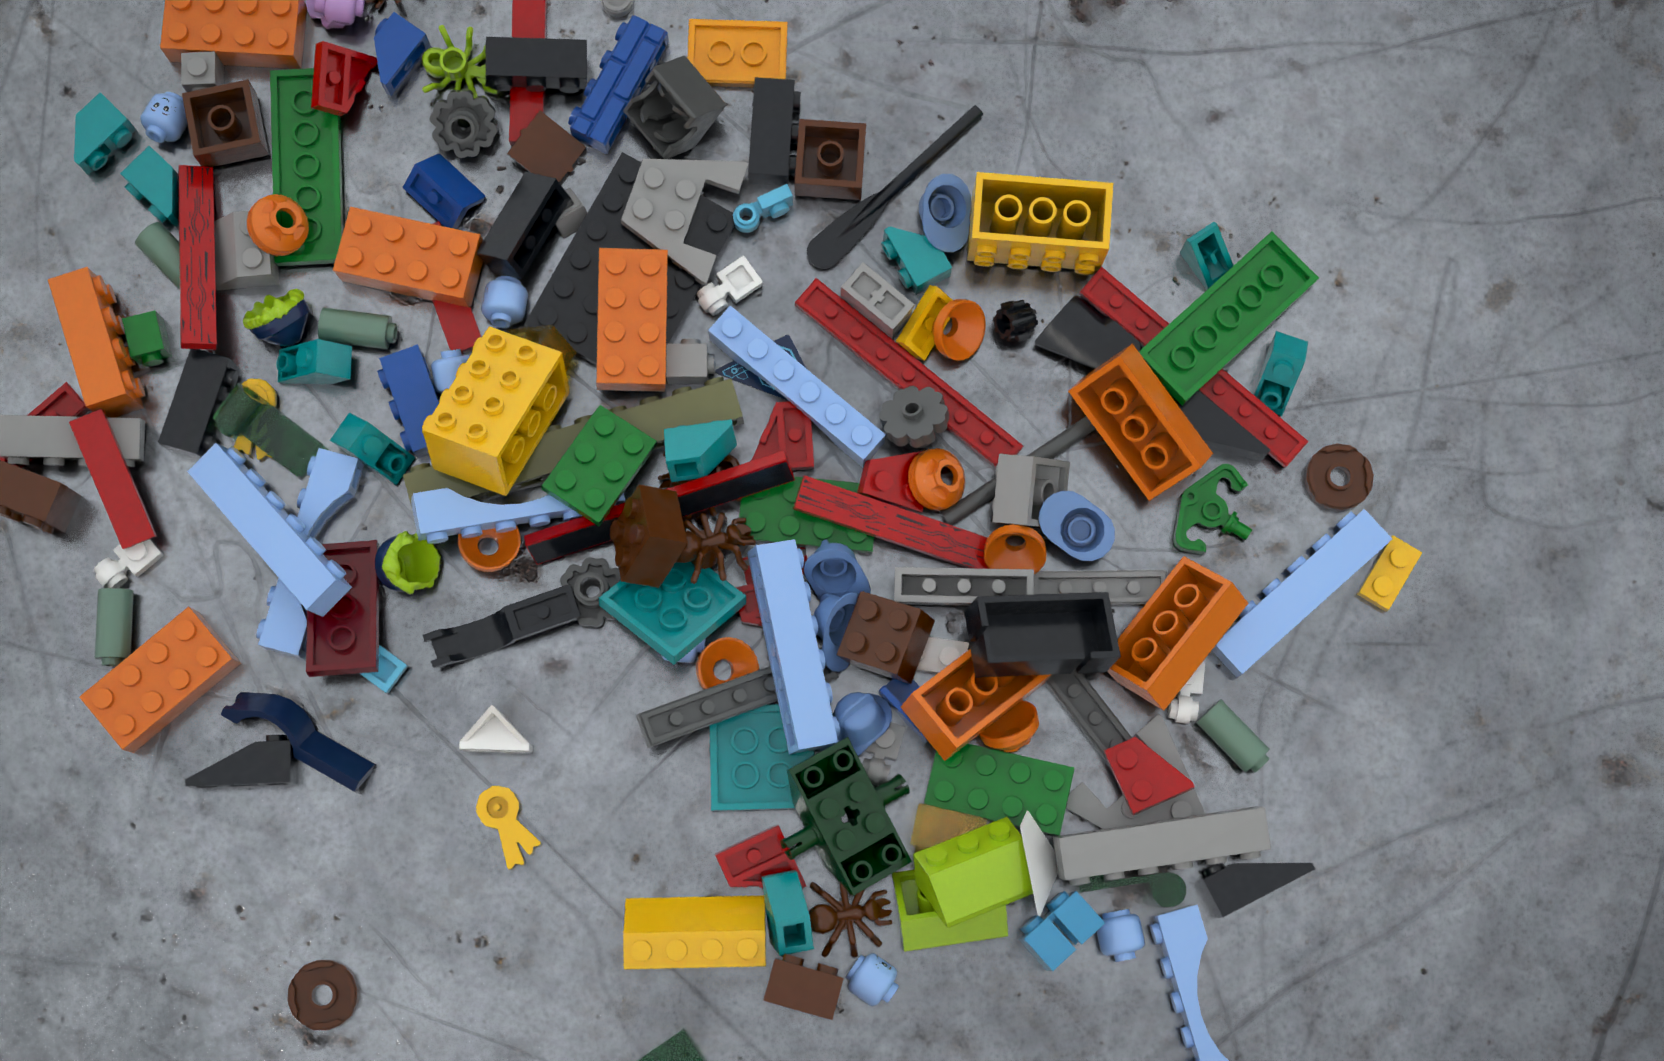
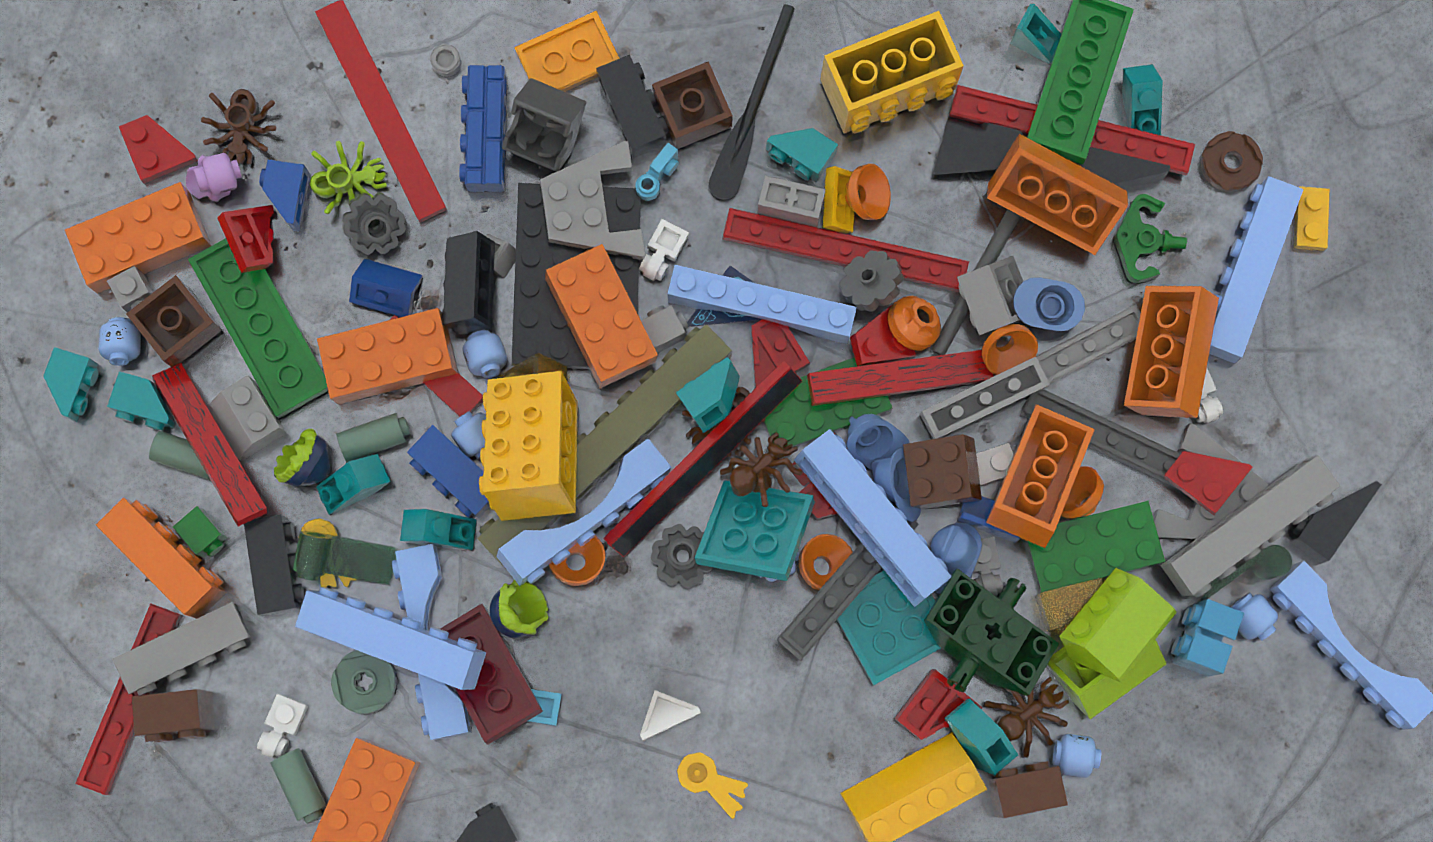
camera: 25 degrees left, 0 degrees up
(112, 479) = (236, 664): red tile -> none
(210, 570) = (354, 697): none -> sand green plate
(268, 233) = (259, 393): orange piece -> none
(307, 743) = (515, 801): dark blue piece -> none
(504, 626) = (625, 621): black piece -> none
(535, 64) = (409, 145): black brick -> none
(546, 148) = (452, 210): reddish brown piece -> none
(599, 465) = (637, 449): green plate -> none
(648, 536) = (710, 486): reddish brown brick -> none
(946, 212) = (808, 102): medium blue piece -> none
(1015, 320) = (910, 163): black gear -> none
(1040, 860) = (1162, 589): white sticker -> none
(1042, 634) = (1071, 405): black piece -> none
(1234, 737) = (1260, 411): sand green brick -> none

